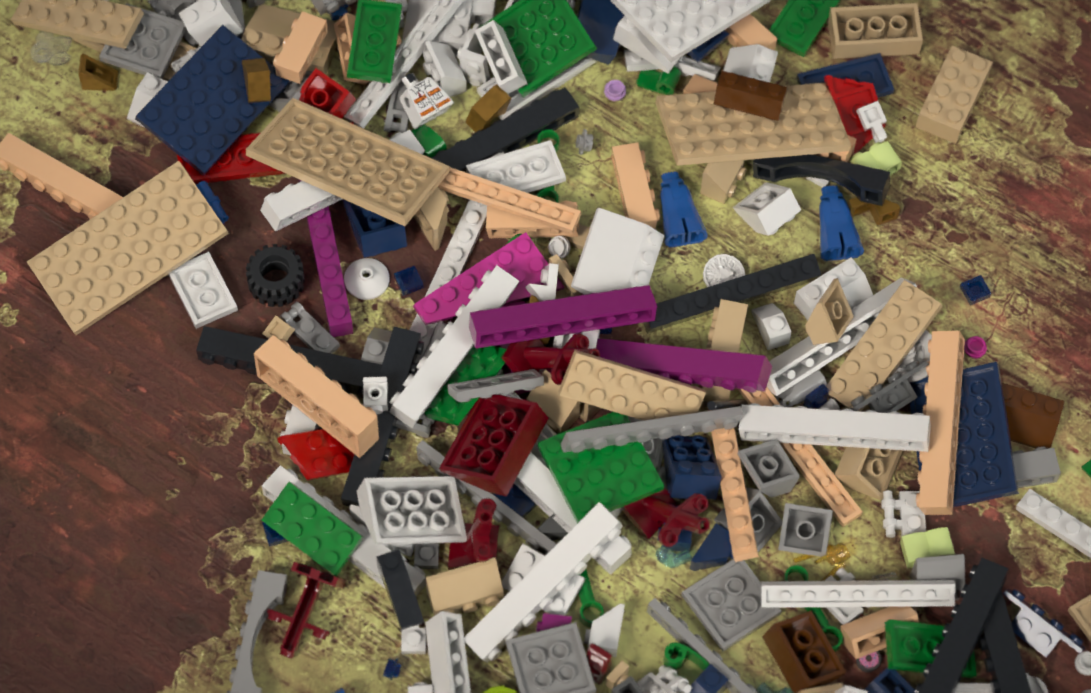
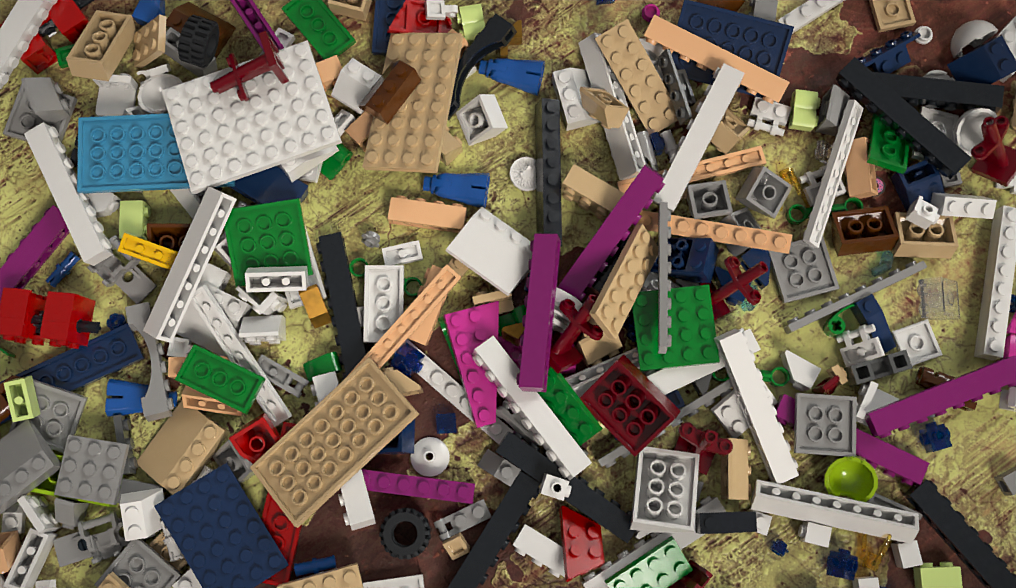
camera: 70 degrees left, 15 degrees up
(257, 80) = (218, 492): pearl gold slope -> none
(300, 47) = (202, 445): light nougat brick -> none
(317, 395) = (540, 538): light nougat brick -> none
(423, 100) = (287, 356): white torso -> none
(462, 213) = (408, 360): none -> clear blue brick
(494, 385) = (583, 387): light grey plate -> none
(548, 289) = (503, 316): white slope -> none
(560, 246) = (459, 292): white plate -> none
(581, 178) = (402, 253): none -> white plate
(615, 90) = (331, 198): lavender plate -> none
(723, 404) = (651, 217): black bar -> none
(772, 326) = (582, 153): white slope -> none

